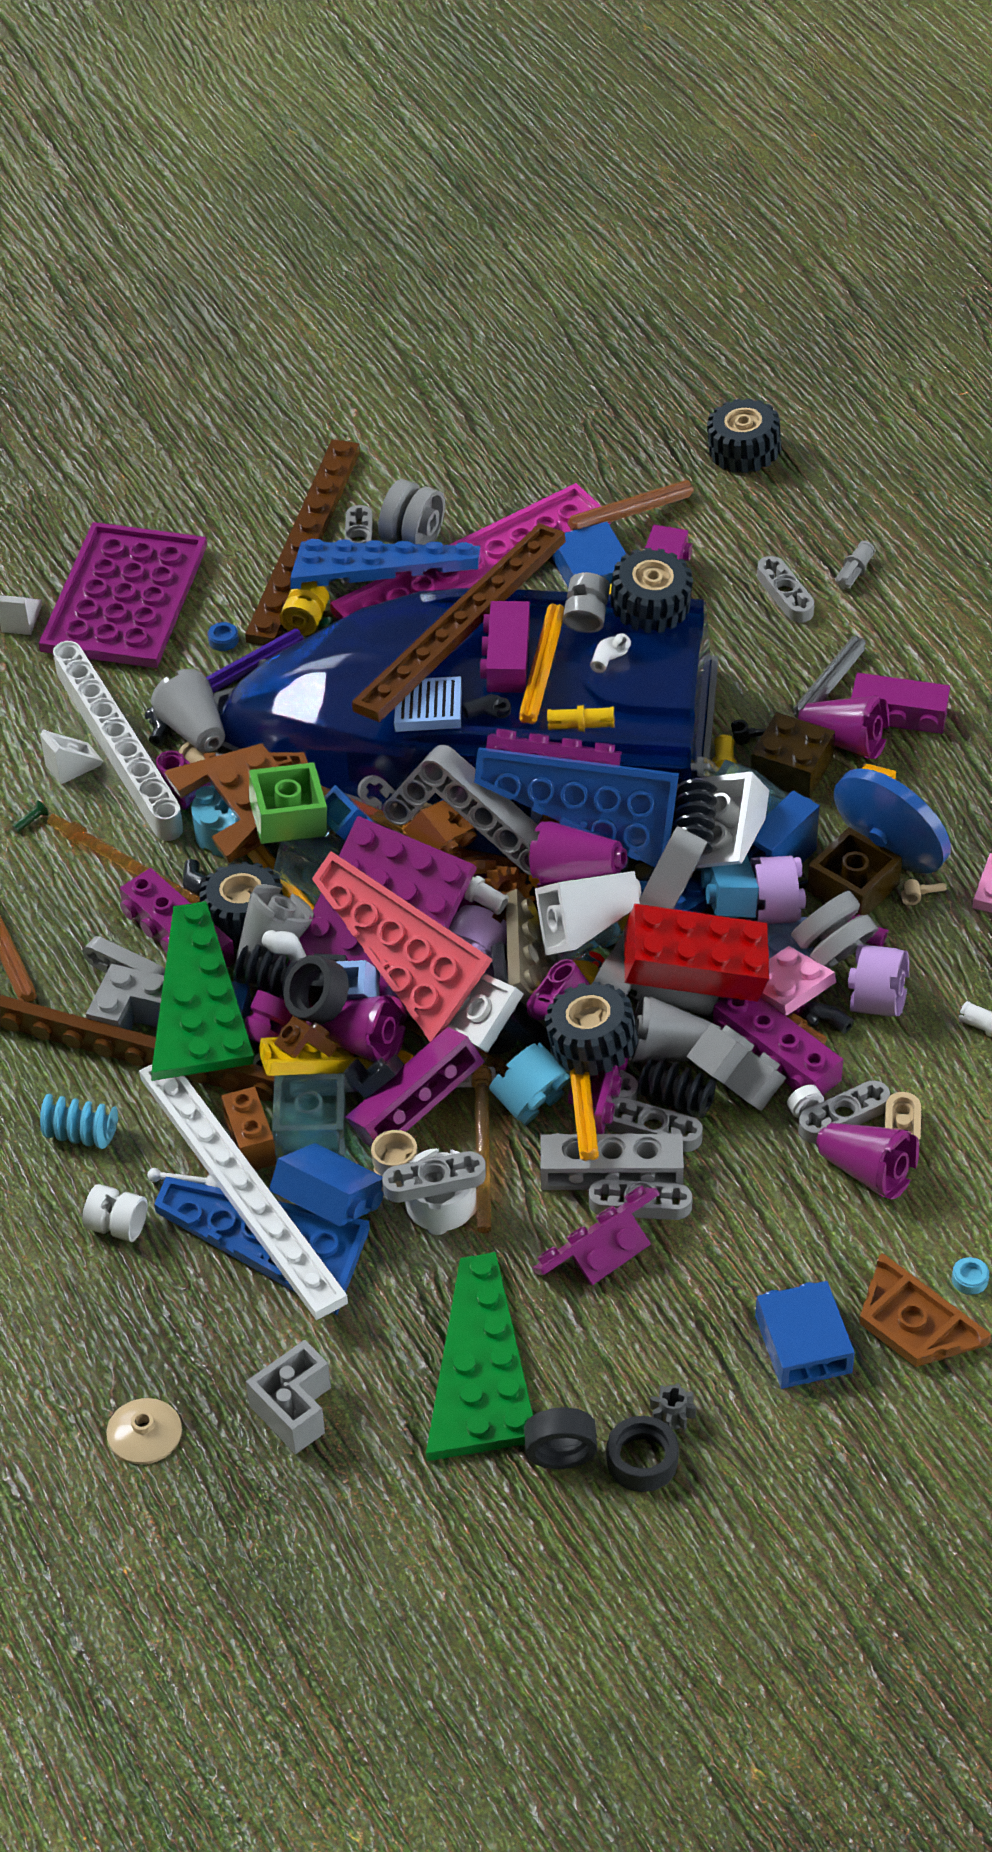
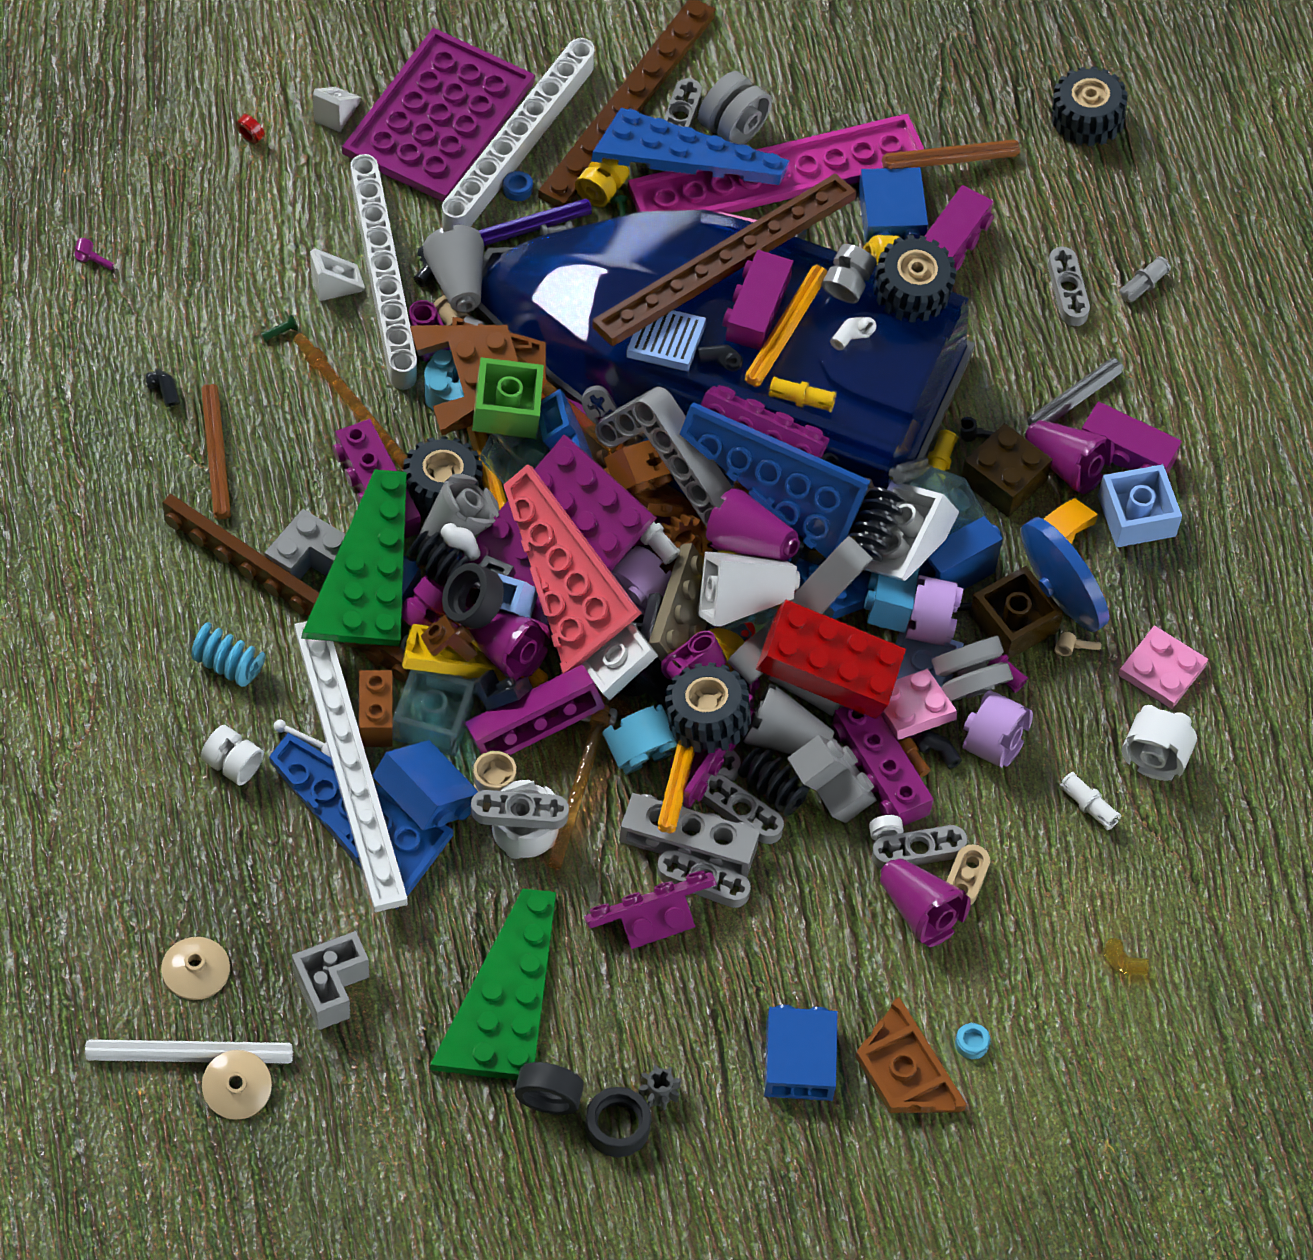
camera: 10 degrees right, 10 degrees up
(103, 953) = (308, 498): light grey beam -> none
(164, 1513) = (182, 1050): none -> white axle
(191, 876) = (407, 437): black arm -> none
(210, 587) = (519, 135): none -> white beam
(233, 1549) = (240, 1102): none -> tan dish
(933, 751) = (1139, 505): none -> light blue brick

